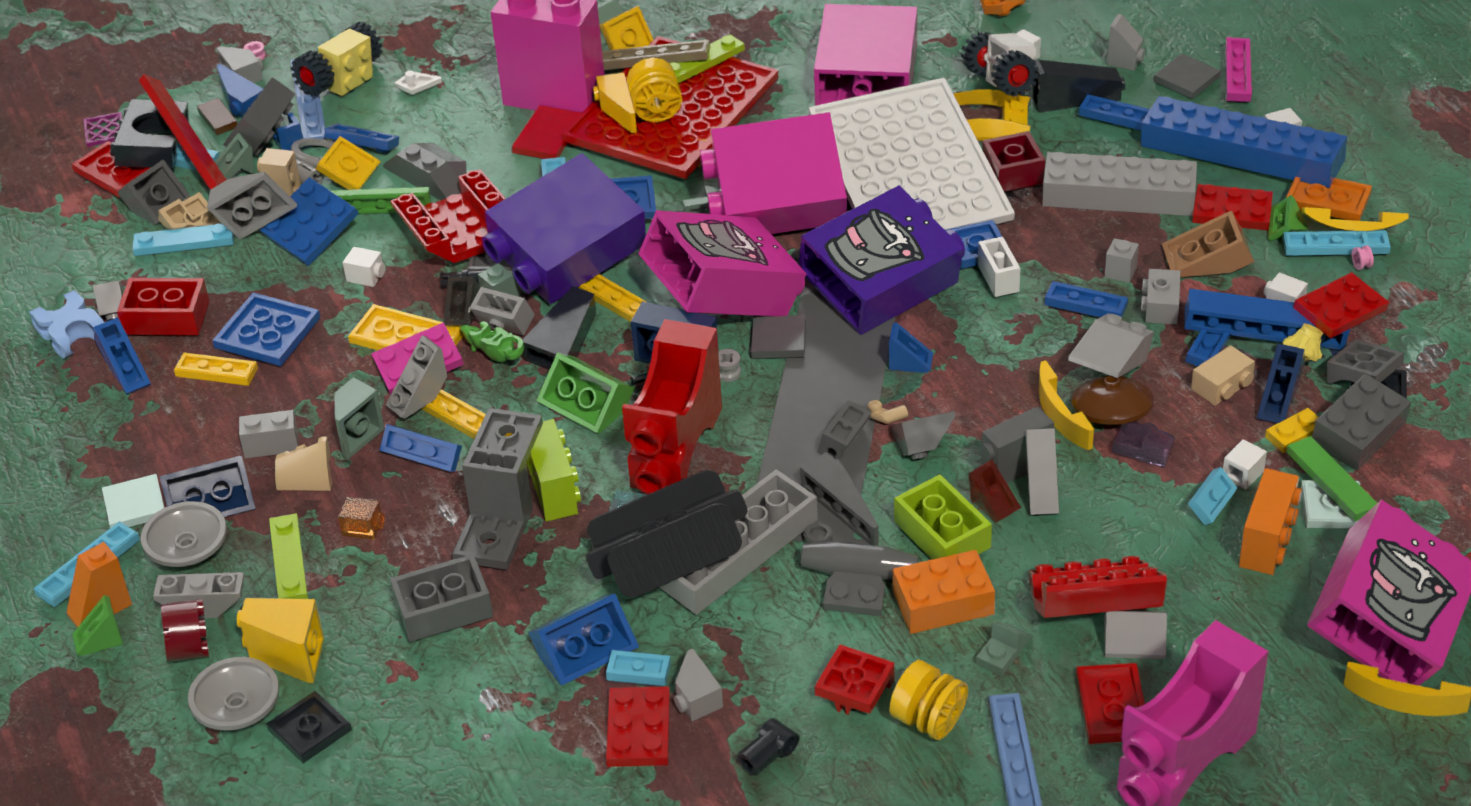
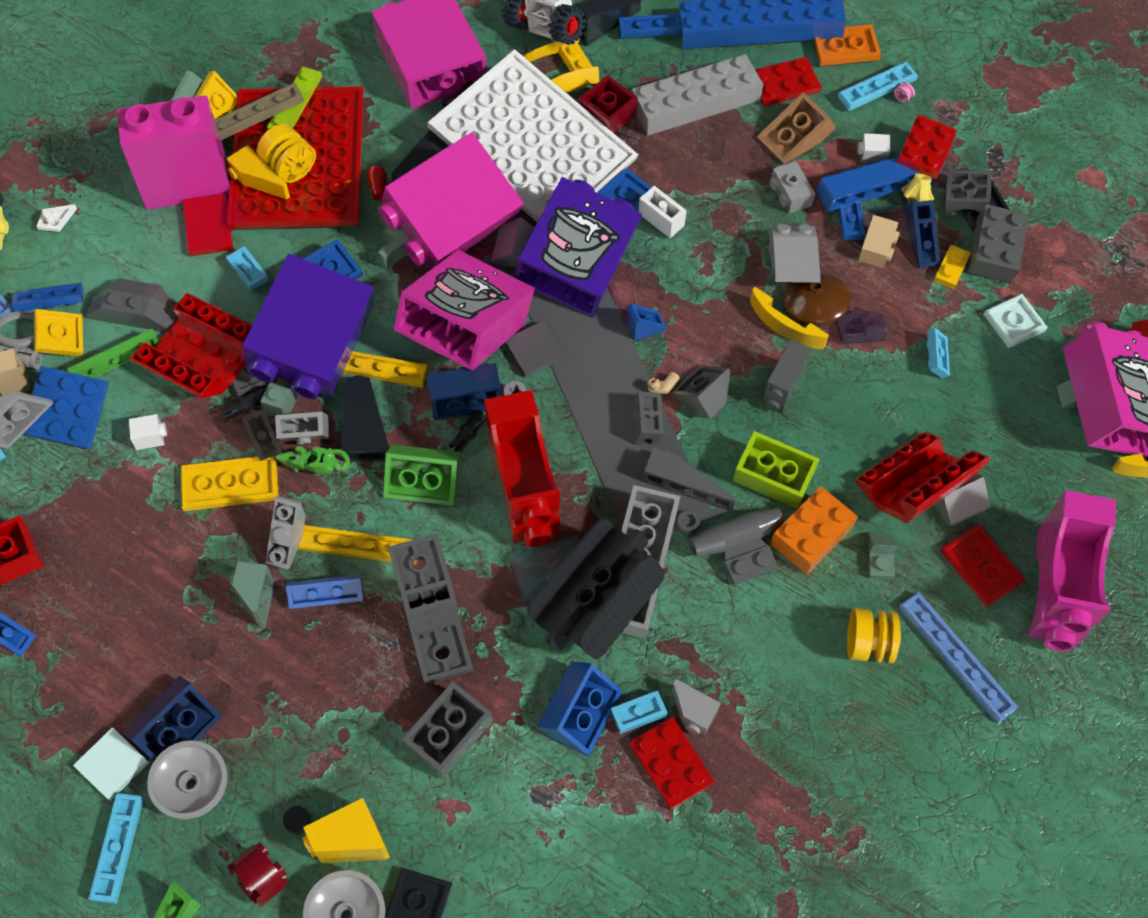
camera: 35 degrees left, 20 degrees up
(96, 575) = (151, 875): orange slope -> none
(216, 369) = (85, 593): yellow tile -> none
(216, 589) = (243, 829): light grey slope -> none
(266, 329) = (104, 533): blue plate -> none
(268, 433) = (186, 640): light grey brick -> none
(288, 557) = (287, 752): lime plate -> none
(304, 468) = (243, 662): tan slope -> none
(361, 518) = (324, 684): clear orange brick -> none
(394, 358) = (253, 507): dark pink plate -> none
(552, 473) = (467, 575): lime brick -> none
(773, 741) = (781, 726): black piece -> none
(855, 679) = (804, 641): red piece -> none
(990, 487) = (793, 424): clear red slope -> none
(1042, 471) = (820, 391): light grey tile -> none
(1085, 300) = (740, 214): blue plate -> none
(1121, 260) = (744, 166): light grey brick -> none
(1245, 464) = (942, 314): white brick -> none
(1269, 522) = (997, 361): orange brick -> none
(1285, 218) = (830, 78): bright green slope -> none
(1331, 477) = (1007, 301): bright green tile -> none
(1385, 220) = (900, 52): yellow slope -> none

